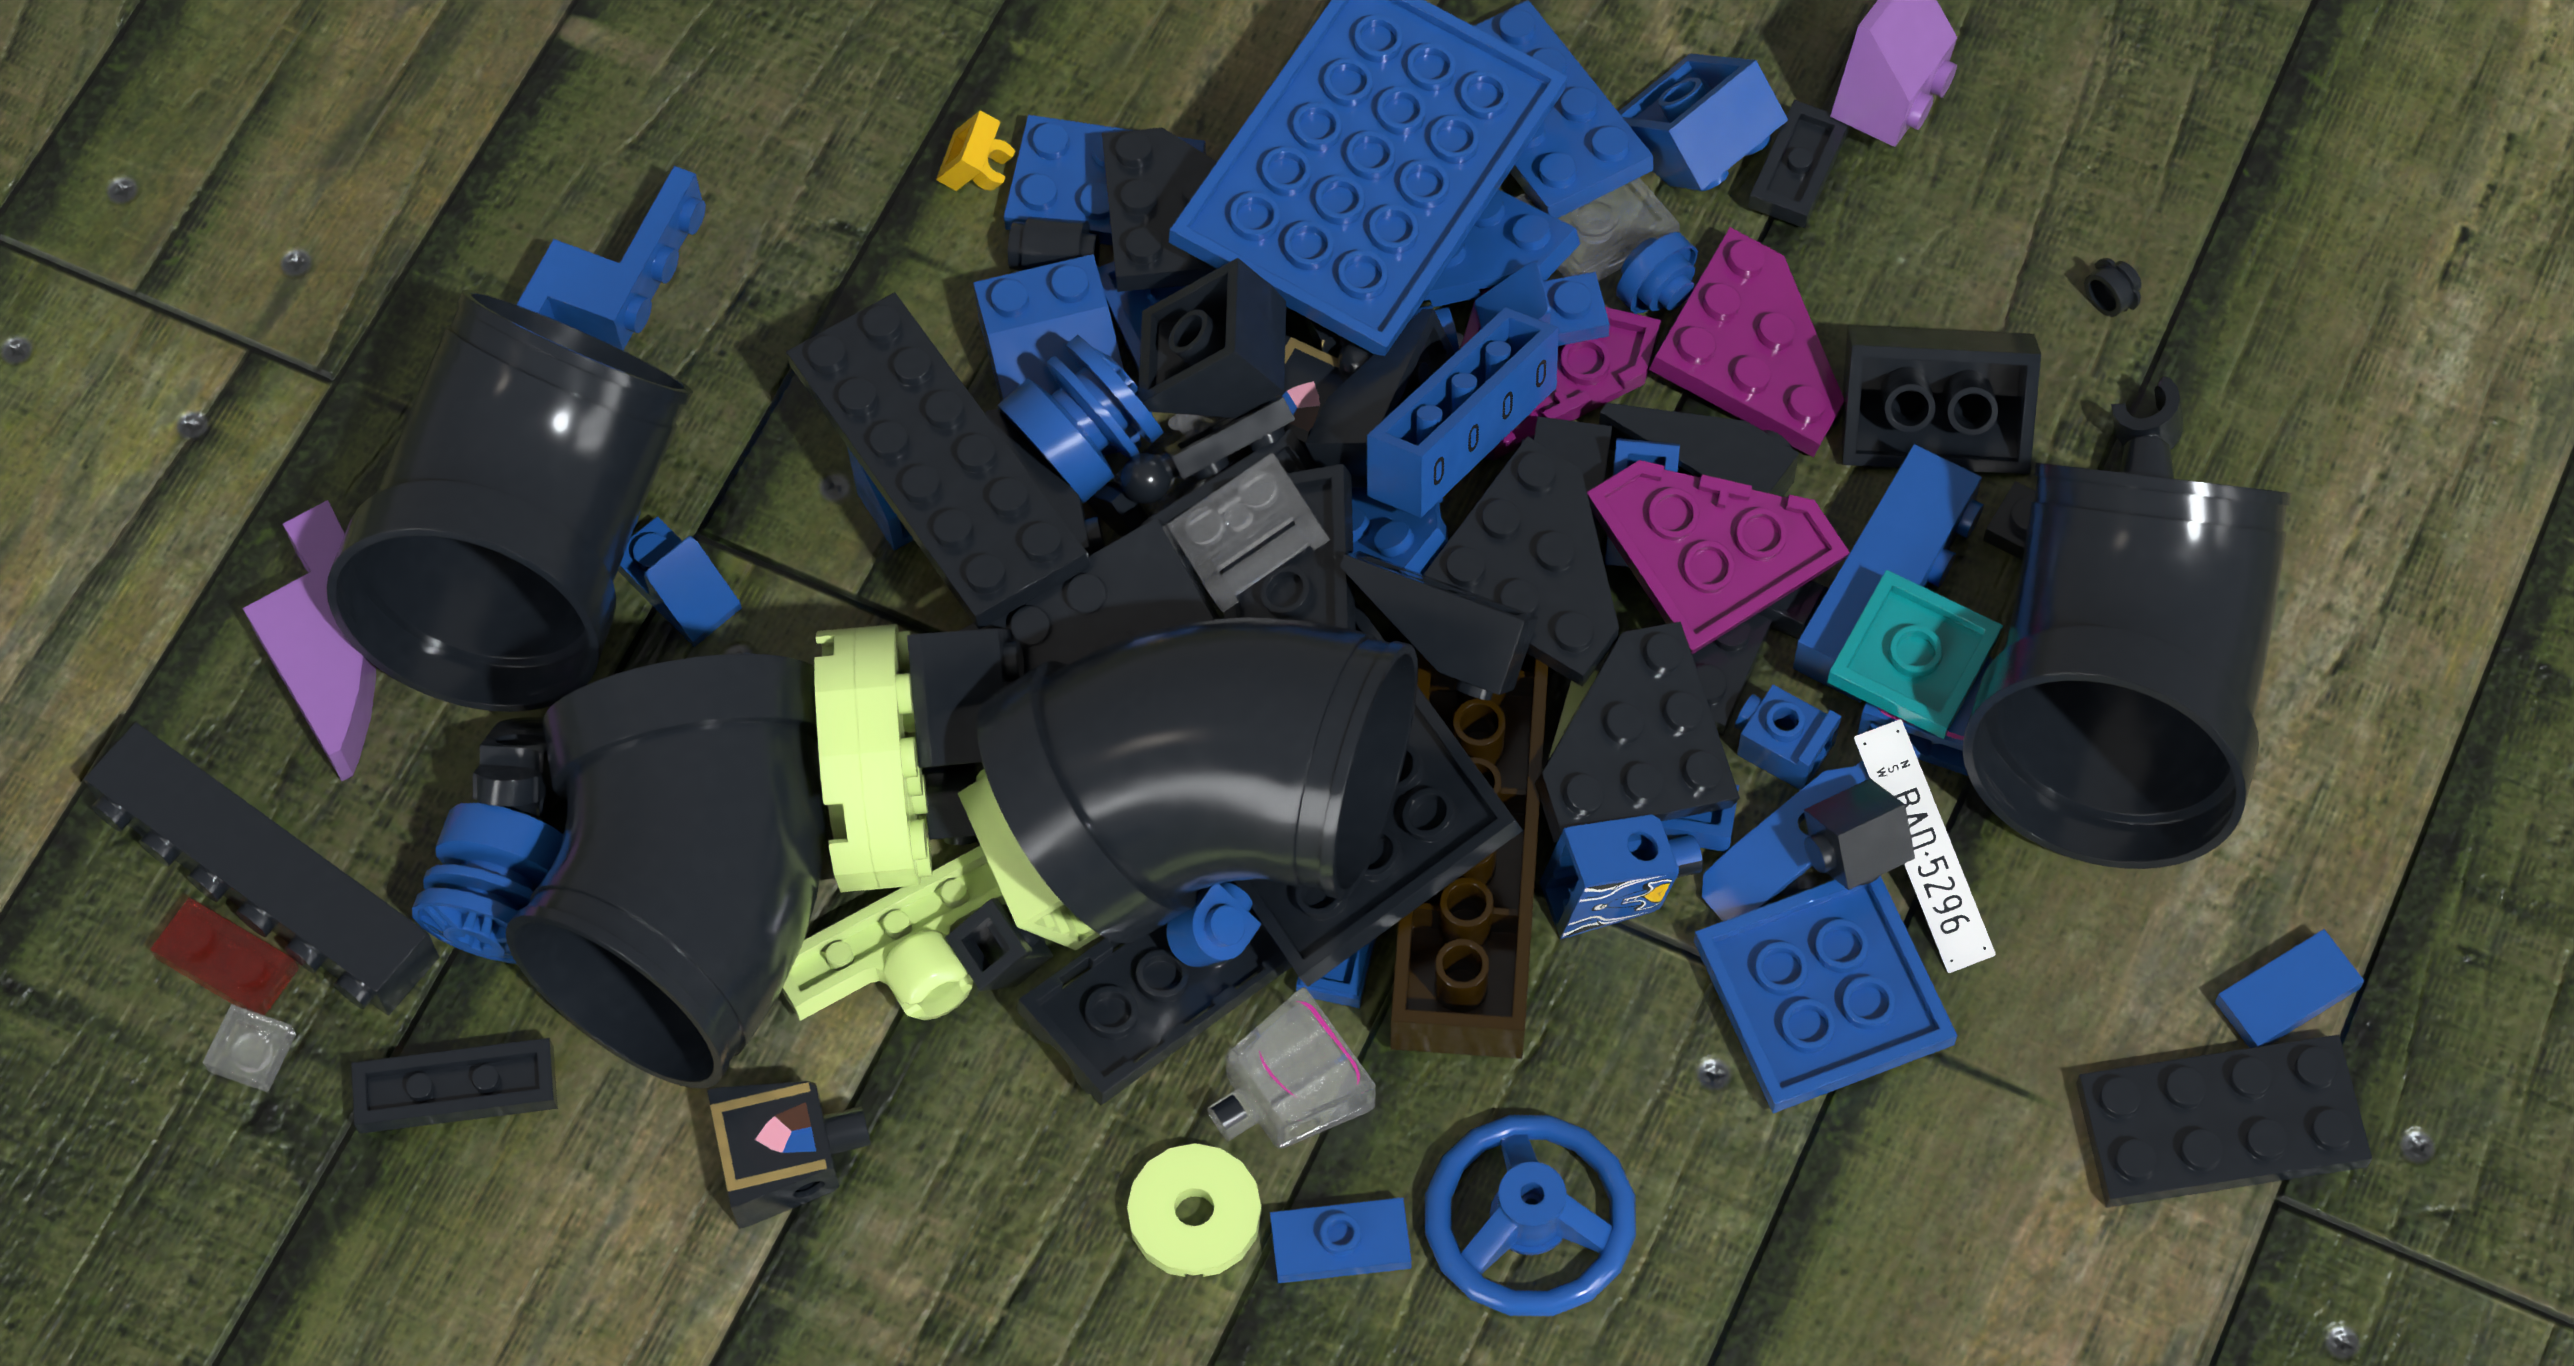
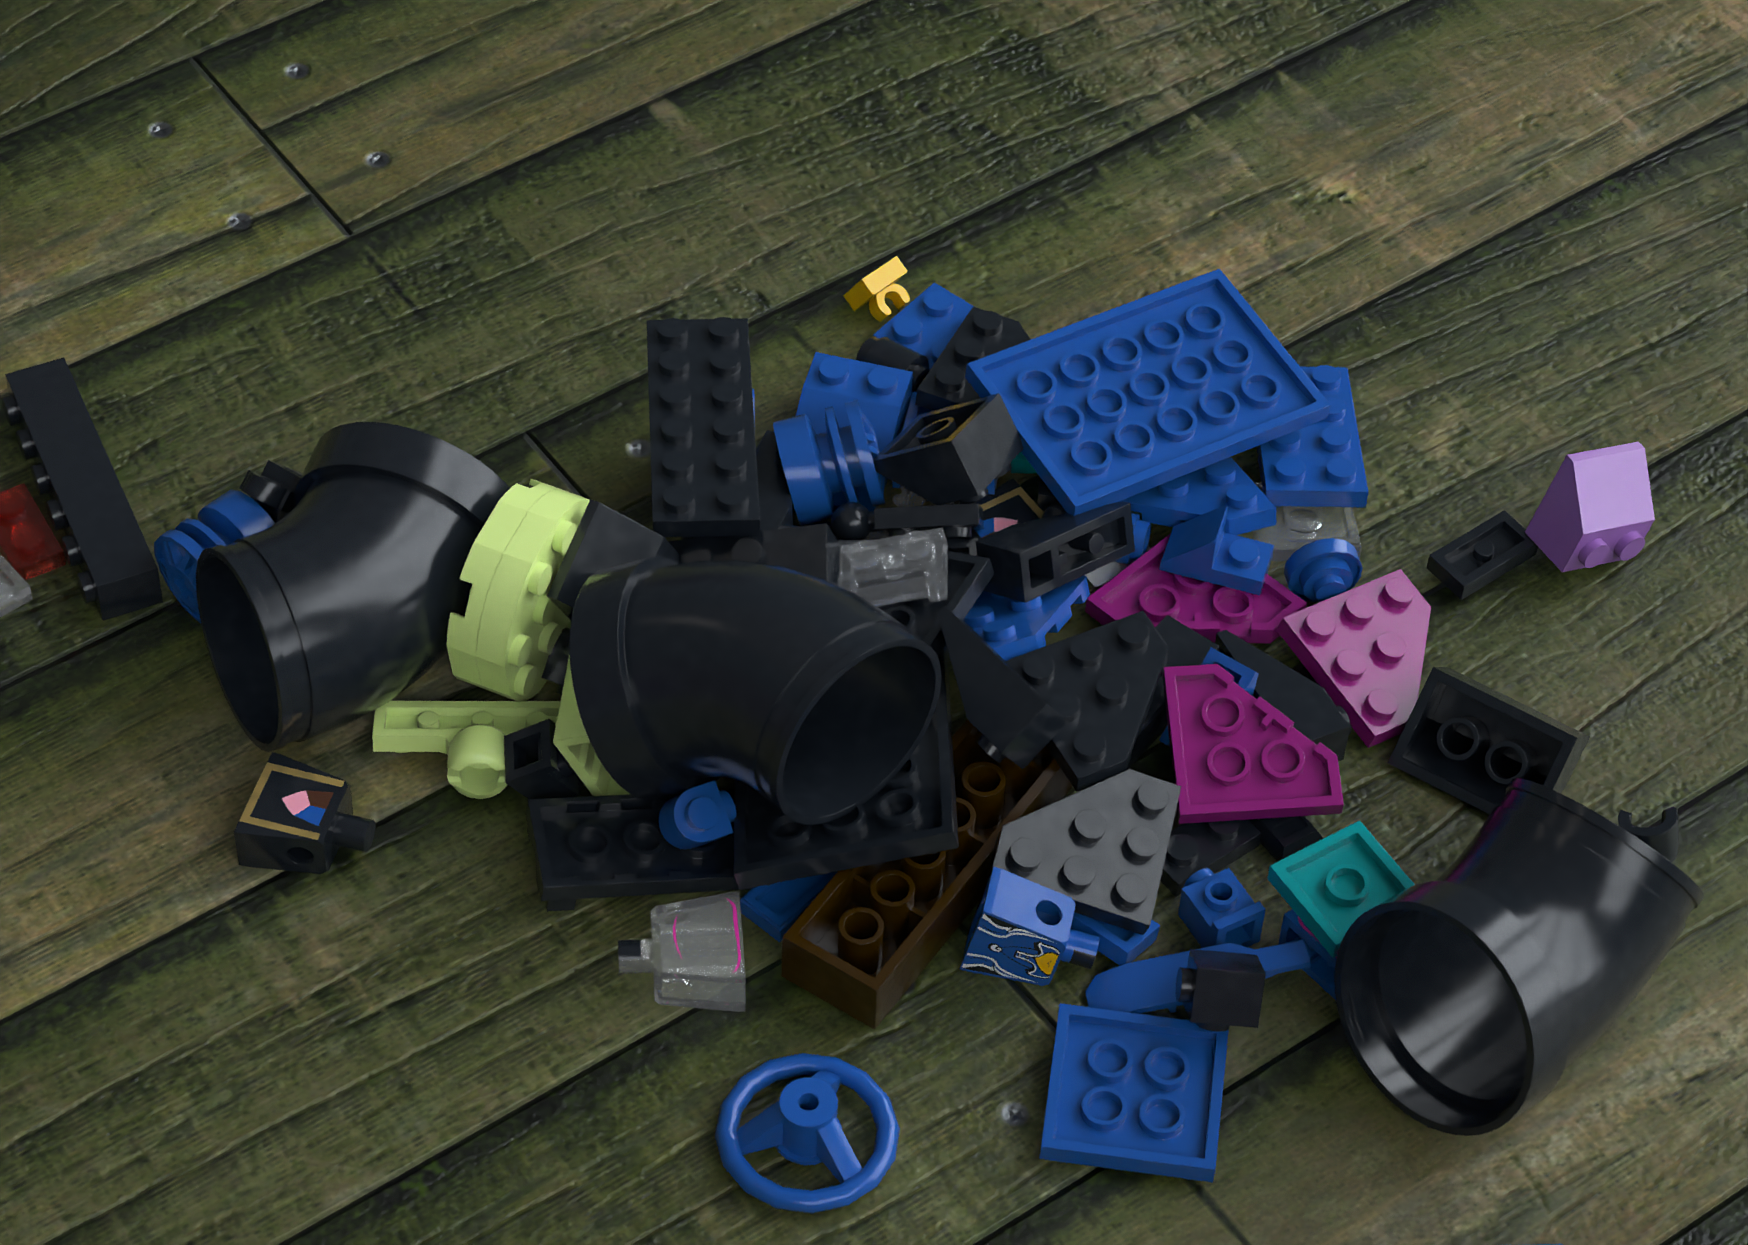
camera: 25 degrees right, 15 degrees down
(308, 649) = (227, 373): medium lavender slope -> none
(454, 1085) = (110, 677): black plate -> none
(505, 511) = (388, 323): black cylinder -> none
(614, 297) = (551, 255): blue bracket -> none
(678, 581) = (490, 439): blue slope -> none
(1187, 1173) = (563, 981): yellowish green tile -> none
(1340, 1240) = (655, 1080): blue plate -> none
(1462, 412) = (1103, 572): blue brick -> none
(1704, 118) = (1427, 495): blue slope -> none
(1906, 535) = (1409, 820): blue brick -> none
(1935, 869) = (1277, 1036): white sticker -> none
(2113, 287) = (1677, 740): black plate -> none

